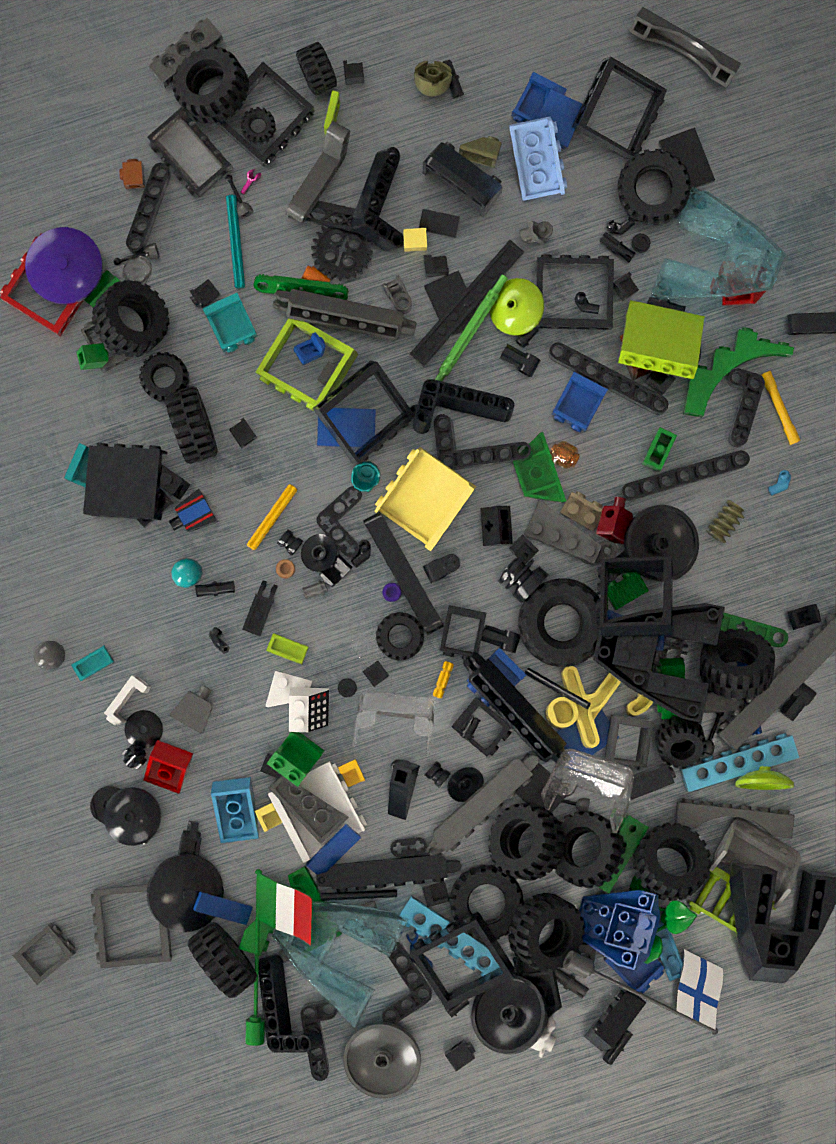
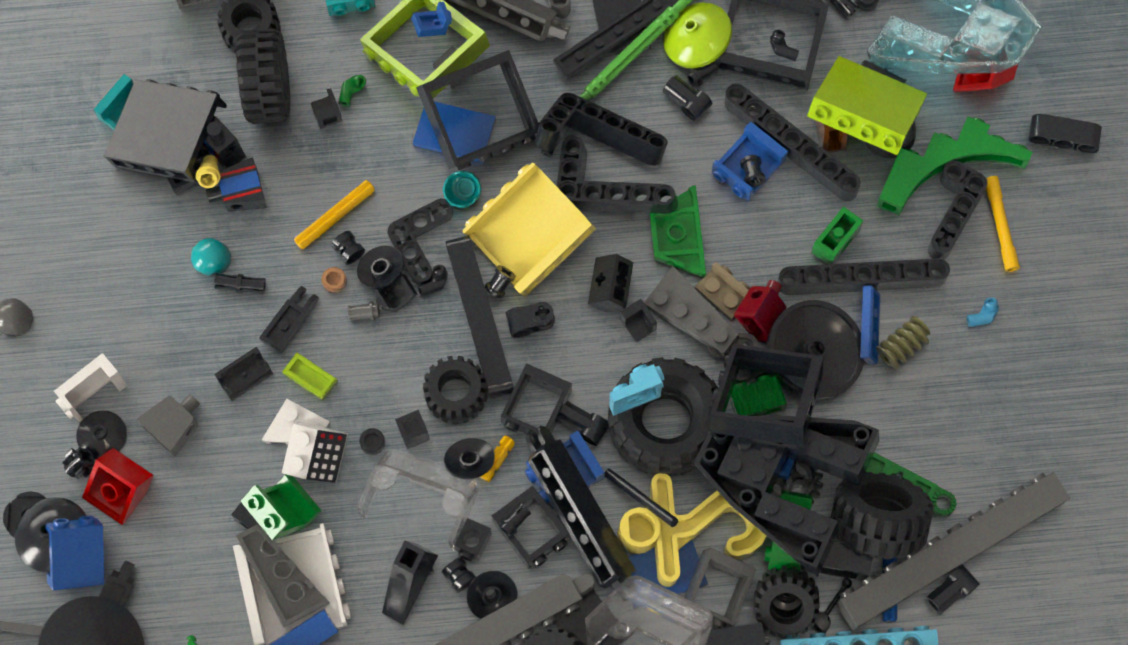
camera: 20 degrees right, 15 degrees down
(92, 663) = (62, 339): teal tile -> none
(155, 828) = (75, 553): none -> blue panel
(169, 511) = (208, 173): none -> light yellow cone
(218, 643) = (223, 345): black arm -> none
(235, 809) = (186, 560): dark azure slope -> none
(238, 660) = (243, 374): none -> black hinge
(256, 409) = (350, 87): none -> green arm
(268, 817) = (226, 578): light yellow panel -> none
(351, 773) = (349, 547): yellow panel -> none
(391, 592) = (459, 337): dark purple tile -> none
(412, 543) = (500, 281): none -> black bush
(423, 678) = (469, 458): none -> black dish
(447, 739) = (472, 529): none -> black brick
(522, 577) = (626, 348): black wheel -> none
(544, 612) = (643, 386): none -> medium azure plate
(565, 454) = (717, 219): clear orange head -> none
(585, 415) = (753, 170): none -> black bush
(625, 287) = (836, 41): black panel -> none
(659, 381) = (856, 159): black panel -> none
(697, 512) = (870, 325): none -> blue tile
(804, 616) = (982, 483): black bracket -> none

